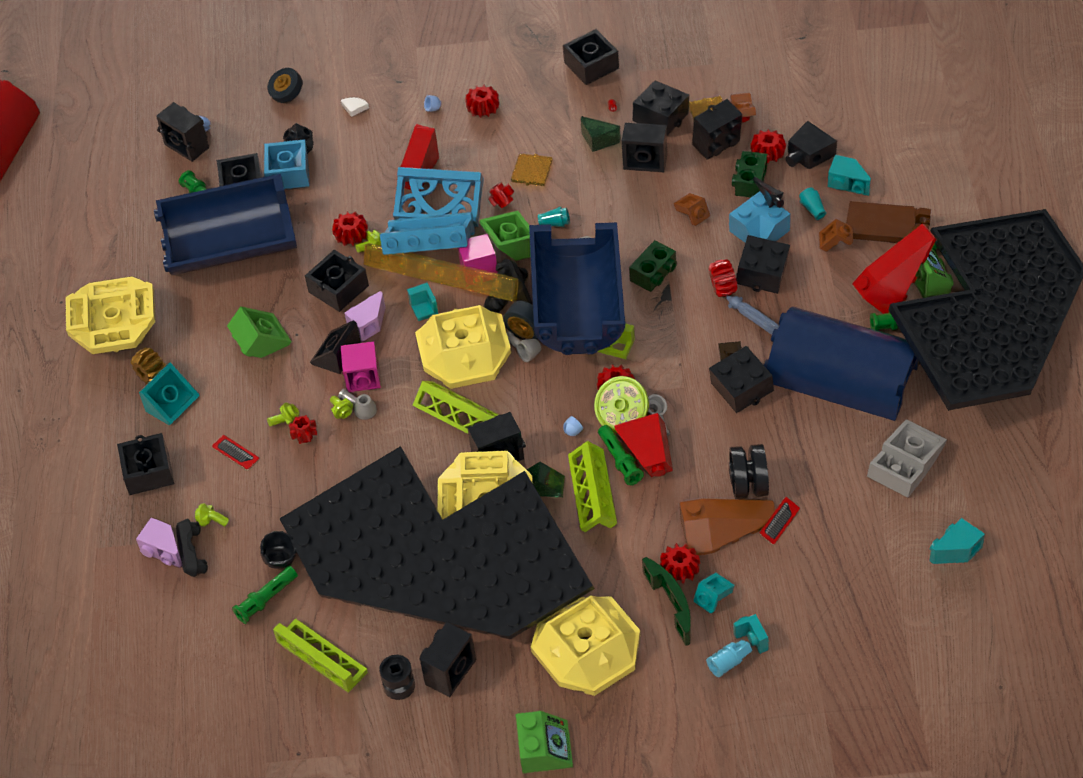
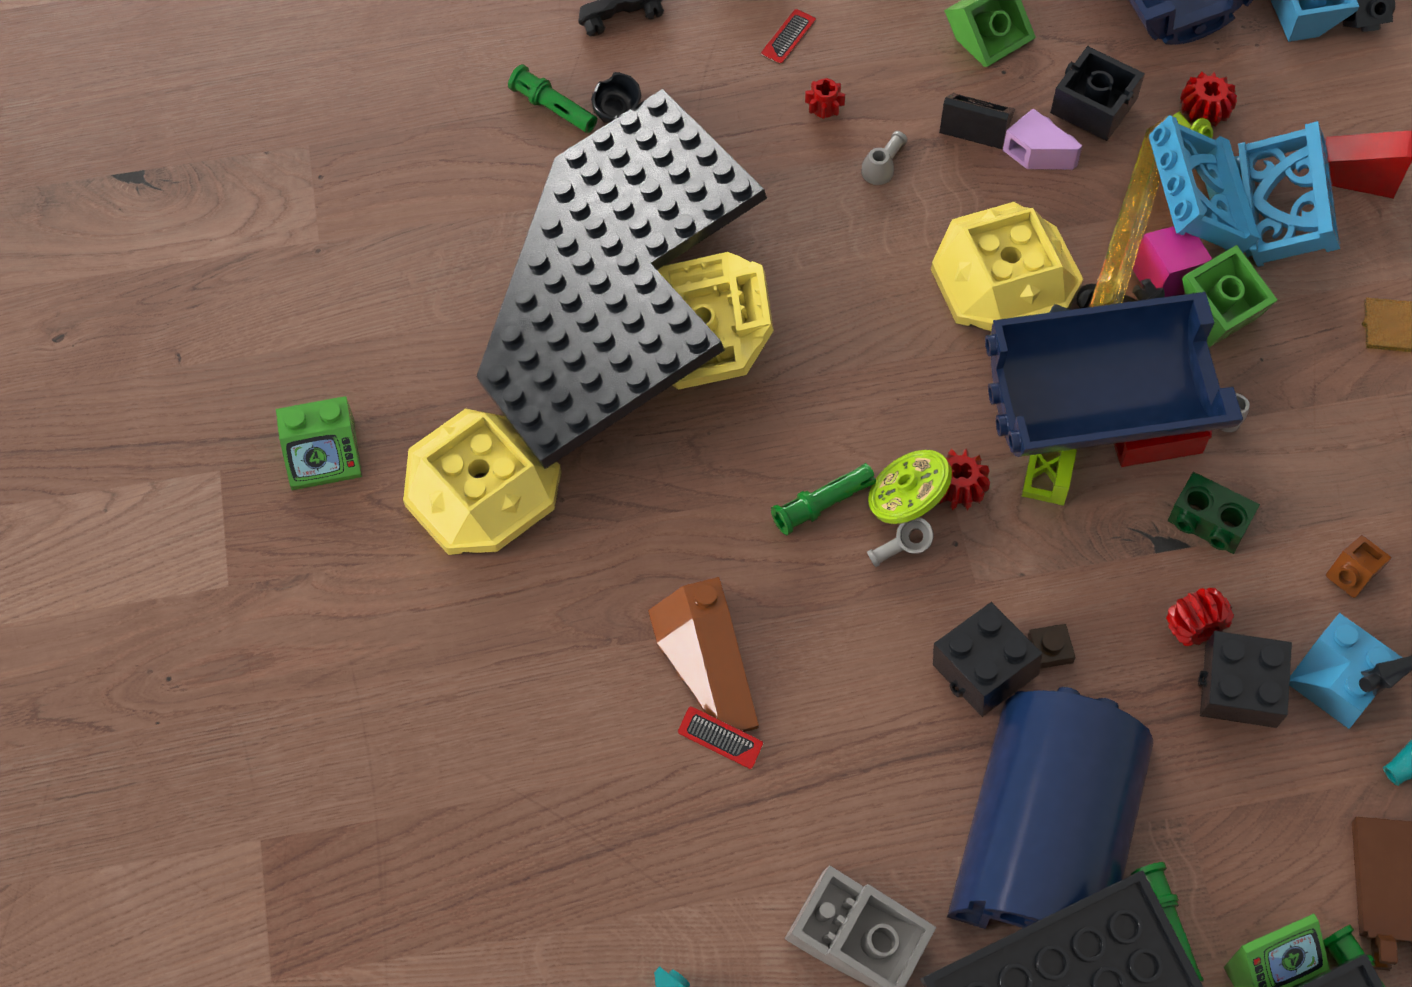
camera: 80 degrees right, 10 degrees up
(206, 513) = (671, 14): lime plate -> none
(288, 411) = (854, 79): lime plate -> none
(318, 659) = (452, 165): lime fence -> none
(341, 408) = (870, 137): lime plate -> none
(360, 366) = (940, 145): dark pink head -> none
(397, 677) = (417, 258): black wheel -> none
(422, 301) = (1085, 211): teal panel -> none
(447, 659) = (438, 308): black brick -> none
(454, 401) = (889, 279): lime fence -> none
(497, 435) = (813, 323): black brick -> none
(501, 195) = (1319, 282): red gear -> none
(547, 480) = (763, 402): clear green slope -> none
(557, 217) = (1291, 365): teal cone -> none
(572, 426) = (871, 430): light blue hinge -> none
(596, 482) = (759, 468): lime fence -> none
(648, 443) = (836, 531): red slope -> none
(660, 577) = (517, 609): dark green slope -> none
(681, 562) = (608, 596): red gear -> none
(711, 591) = (577, 645): teal bracket -> none
(728, 657) = (460, 673): medium azure hinge -> none
(746, 471) = (790, 674): black wheel -> none
(751, 313) = (1142, 670): sand blue wheel -> none
(754, 630) = (504, 708): teal bracket -> none
(835, 232) = (1343, 800): dark orange bracket -> none
(893, 272) = (1241, 885): red wedge -> none

